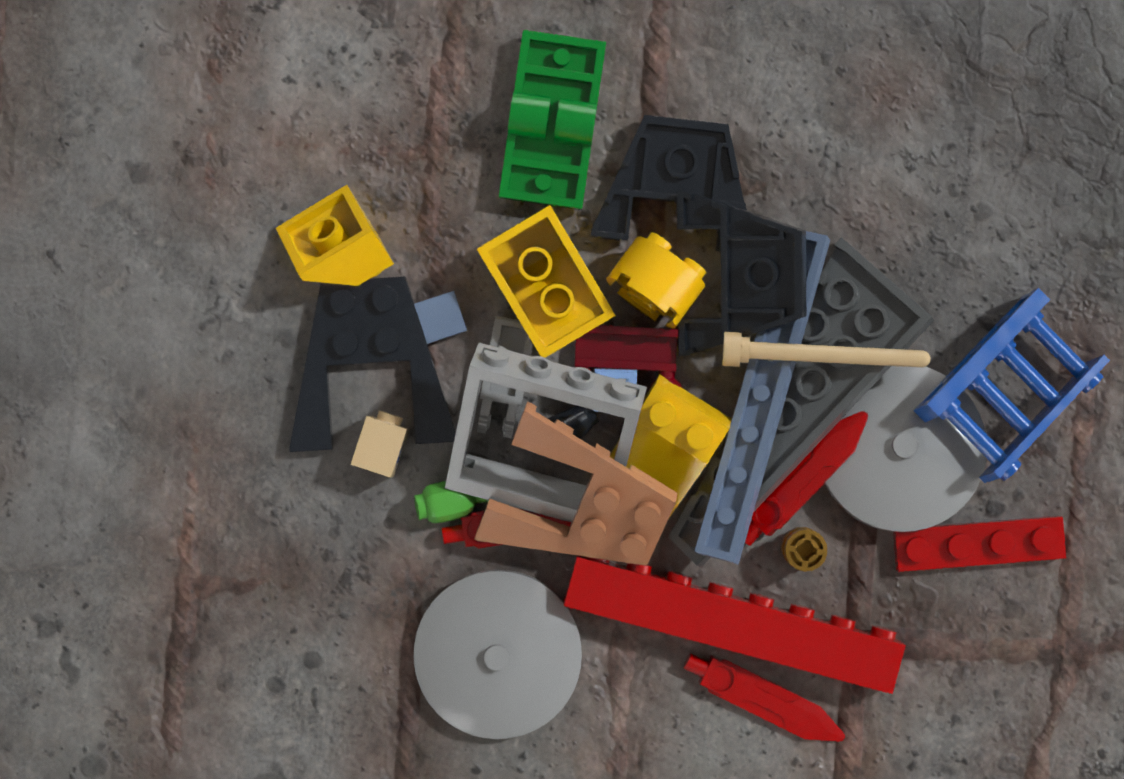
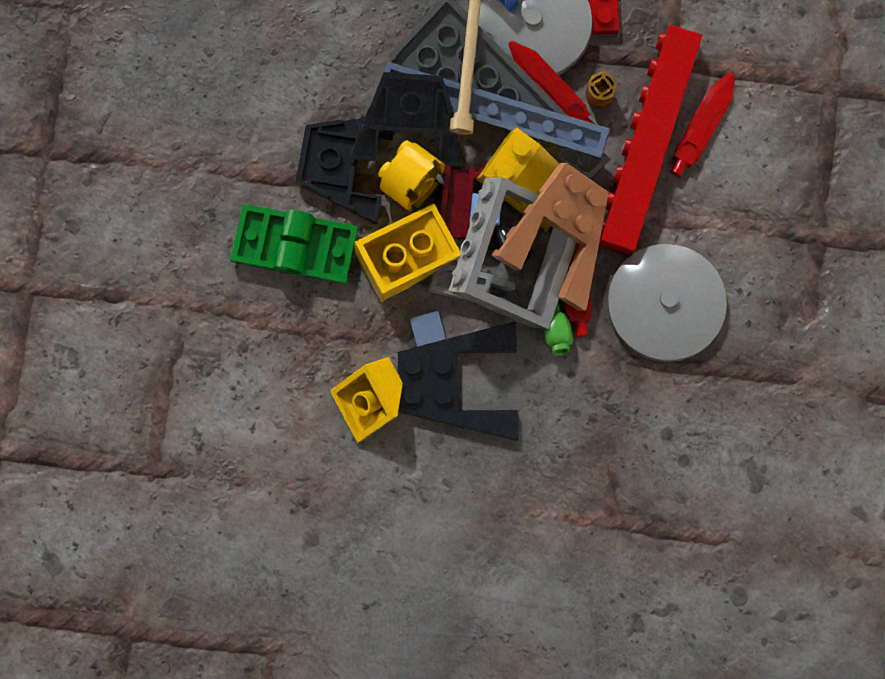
camera: 85 degrees left, 10 degrees down
(380, 444) = (515, 373): tan brick -> none

